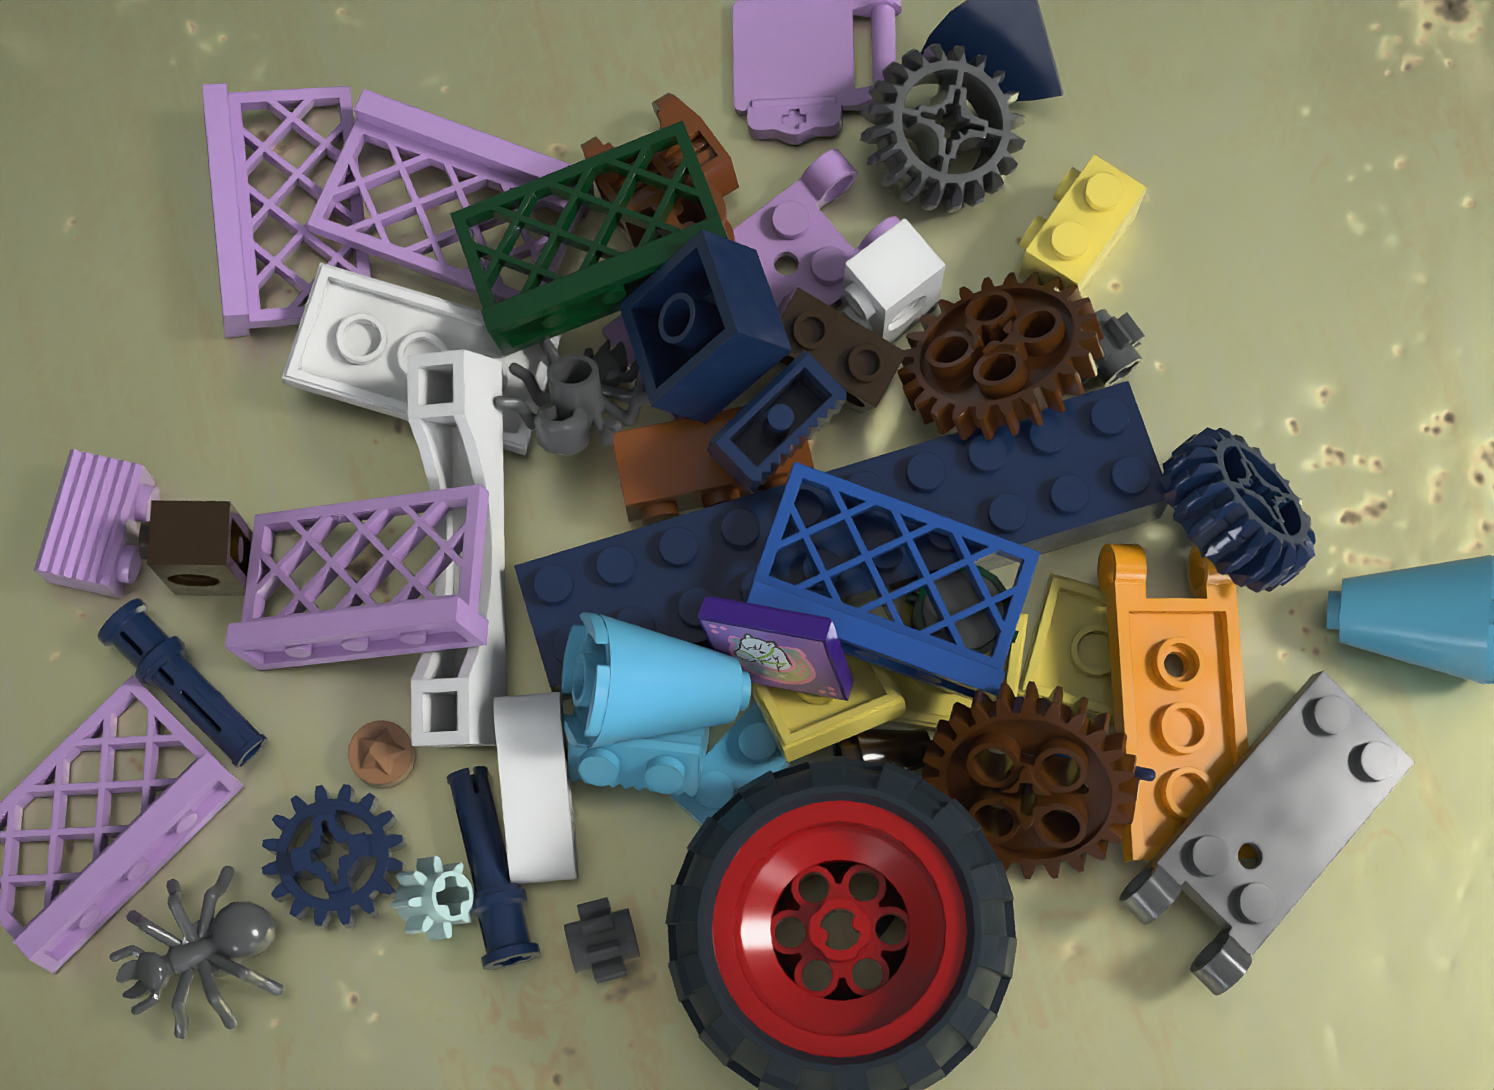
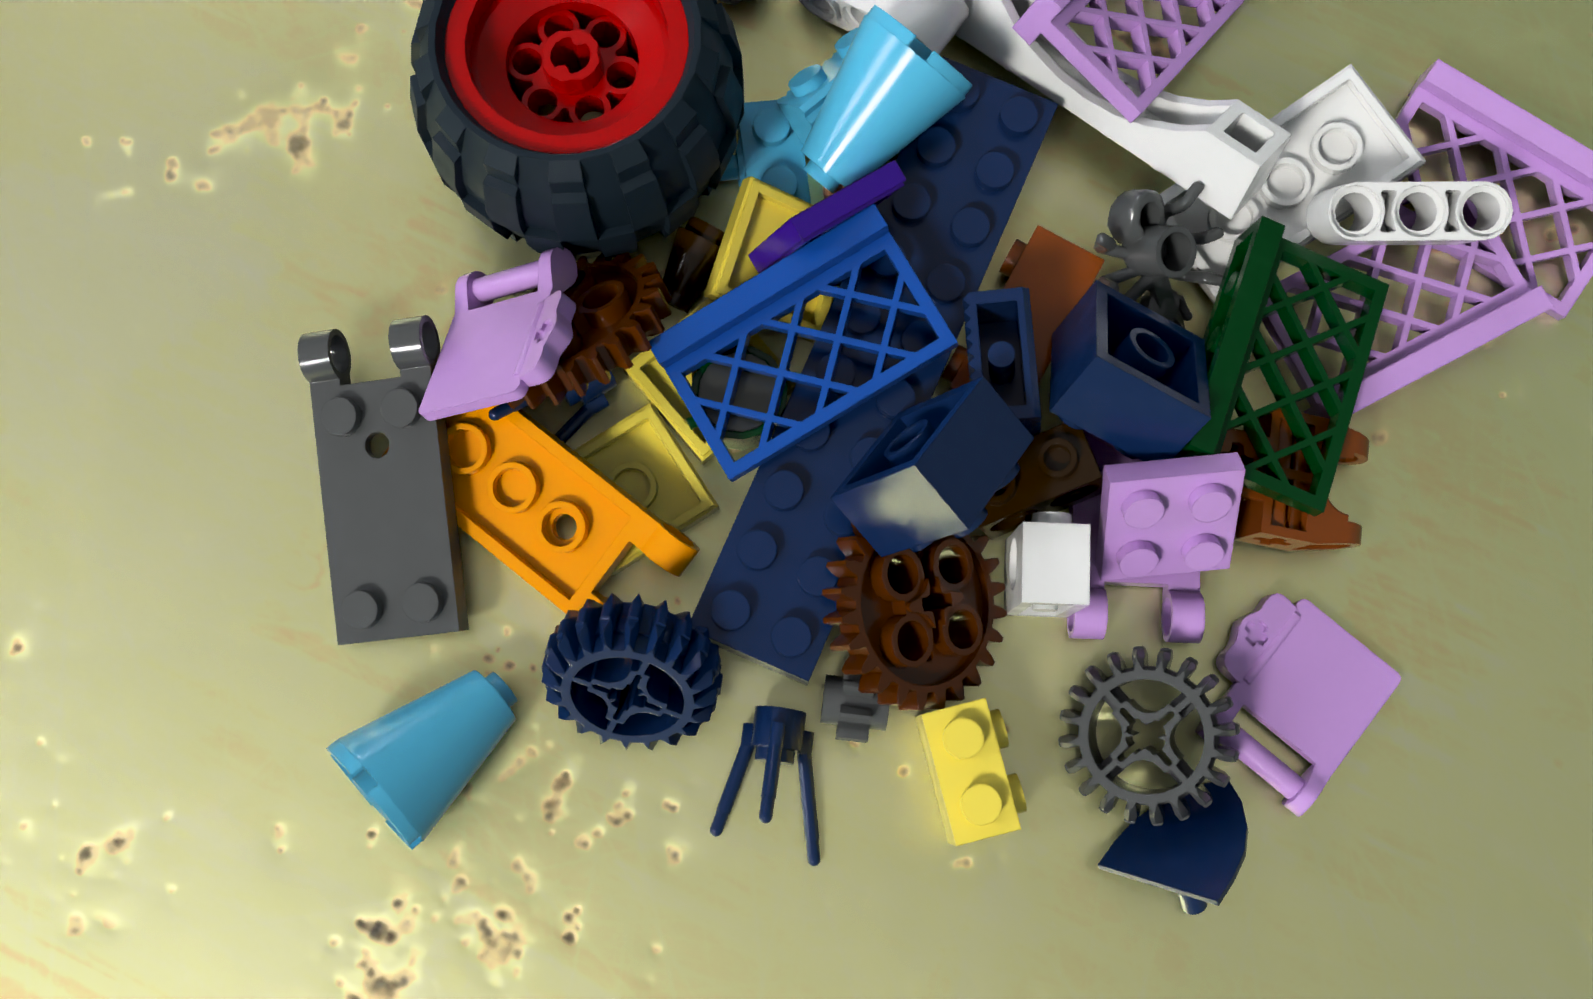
camera: 125 degrees right, 5 degrees up
(380, 211) = (1436, 207): none -> white beam
(784, 221) = (1168, 516): none -> lavender plate
(914, 391) = (934, 469): none -> dark blue brick
(1100, 806) = (504, 345): none -> lavender piece
(1178, 384) = (777, 737): none -> dark blue plant

